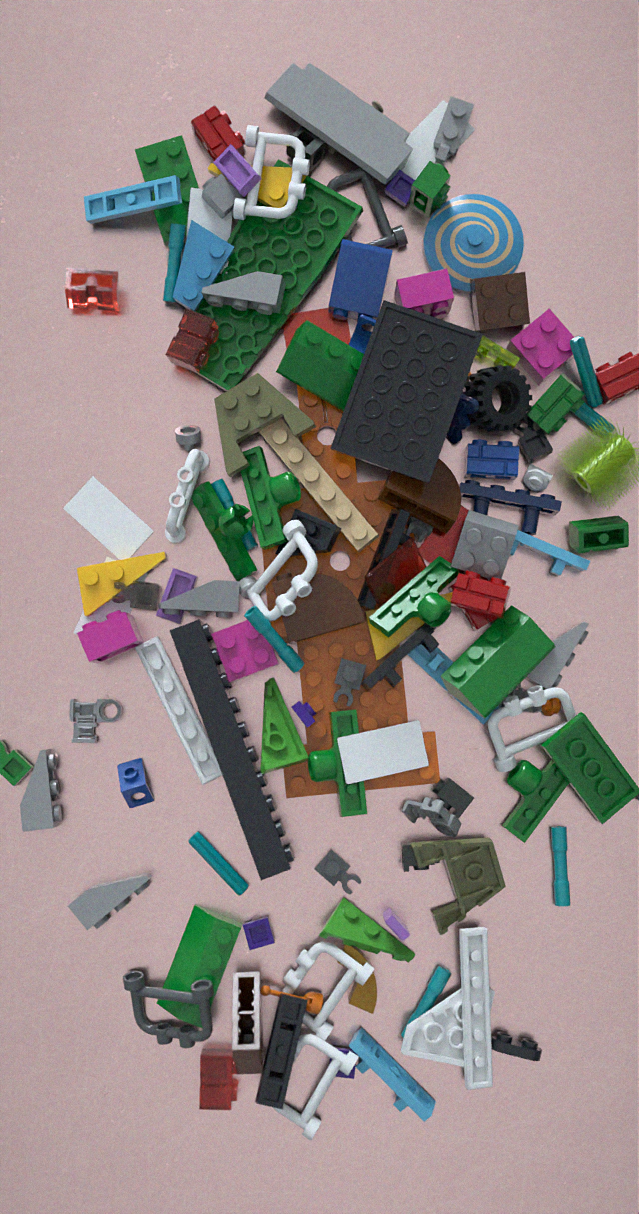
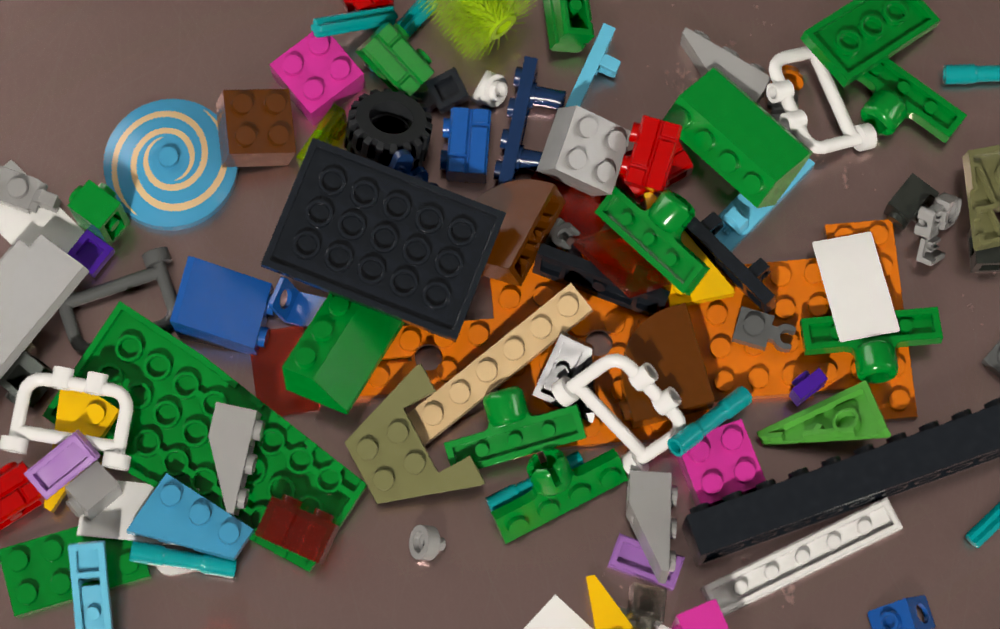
camera: 90 degrees left, 10 degrees down
(196, 462) = (464, 528): white bar -> none
(426, 293) = (245, 221): dark pink brick -> none

